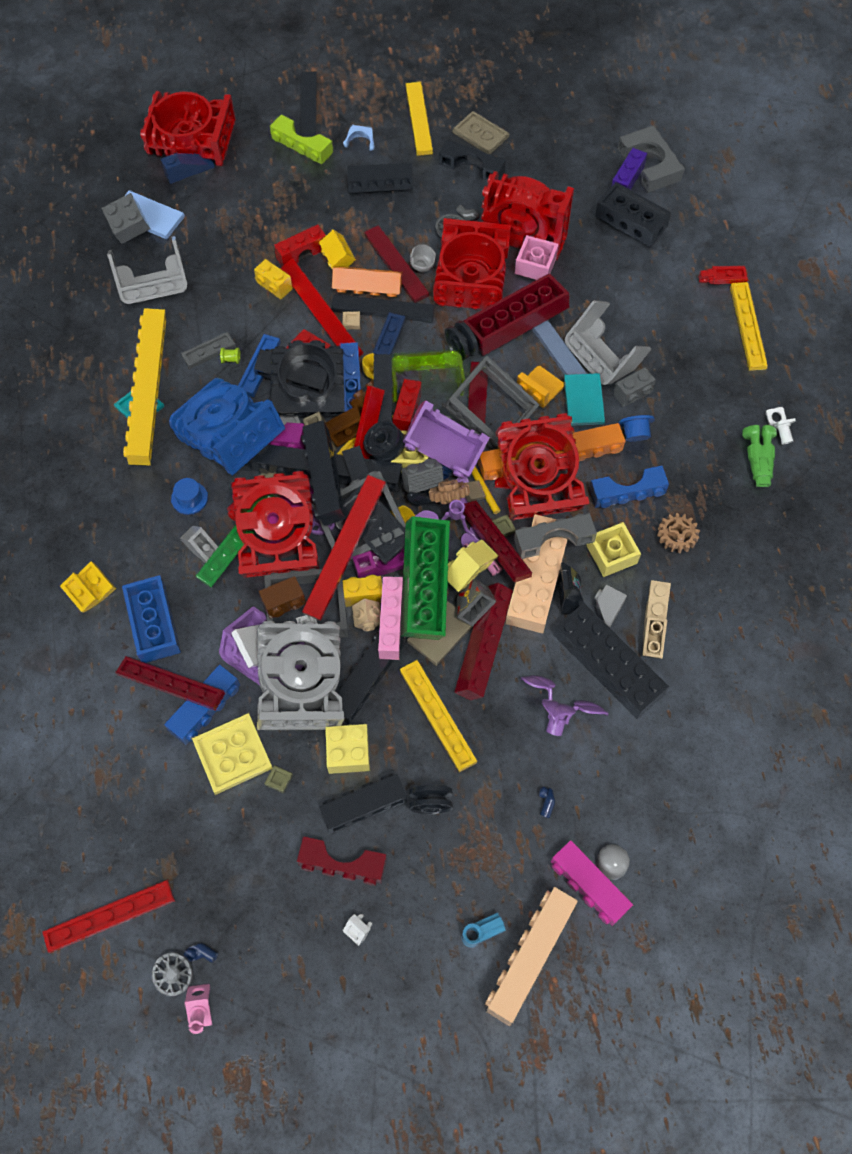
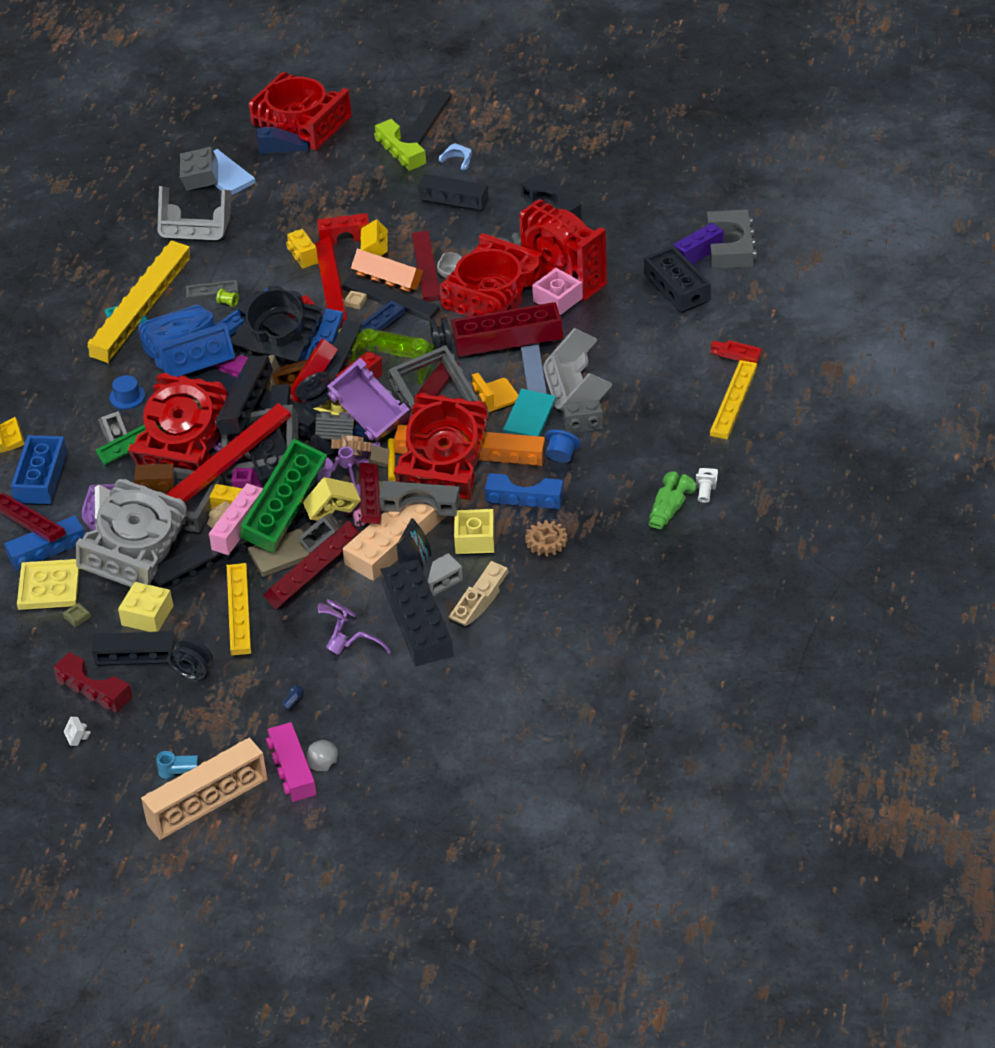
camera: 25 degrees right, 20 degrees down
(419, 118) = (525, 154): yellow tile -> none
(480, 133) = (578, 179): dark tan tile -> none

